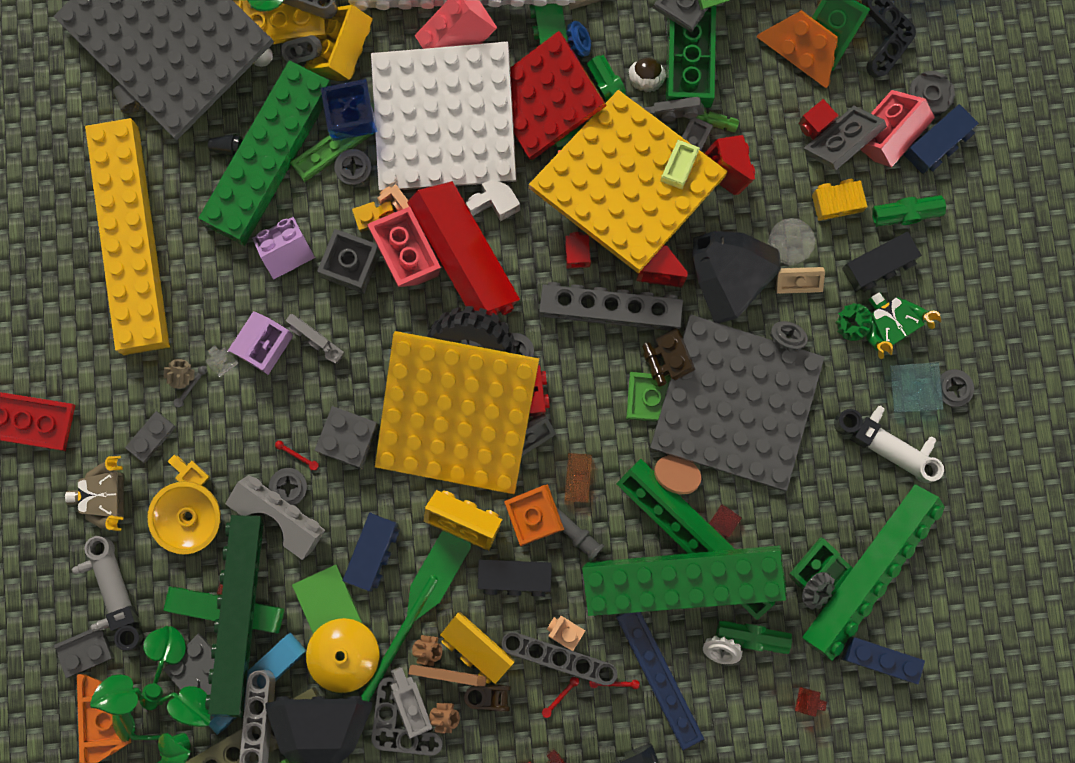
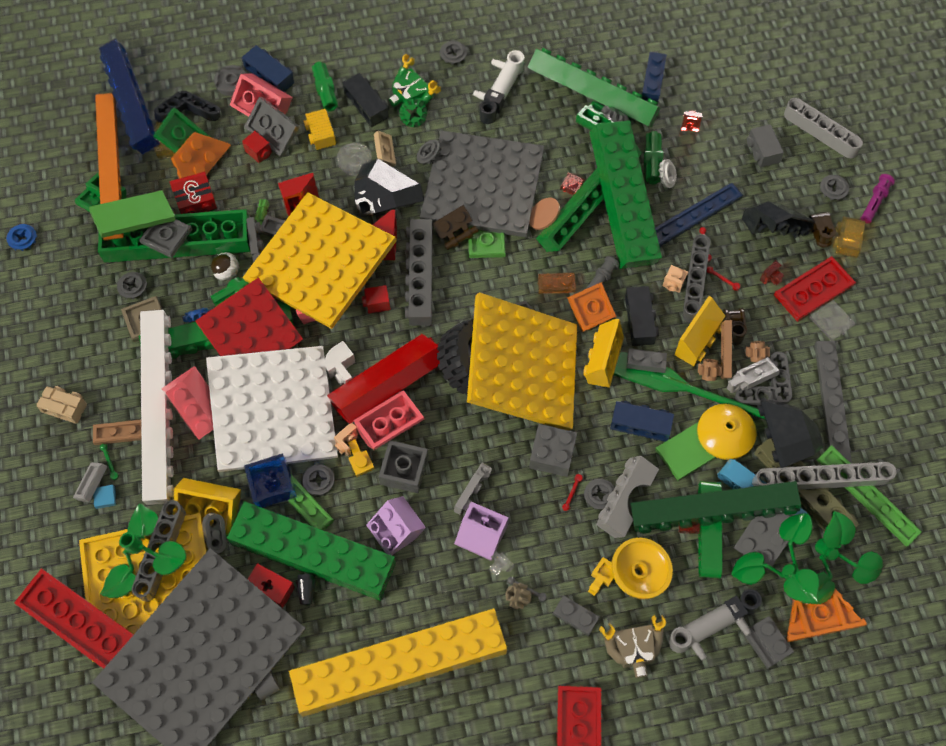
camera: 95 degrees left, 15 degrees down
(232, 117) = (281, 586): none -> red brick
(451, 573) = (646, 360): none -> dark grey plate
(680, 164) = (305, 221): yellowish green tile -> none
(746, 38) = (193, 194): none -> red slope
(916, 387) = (456, 74): clear light blue plate -> none

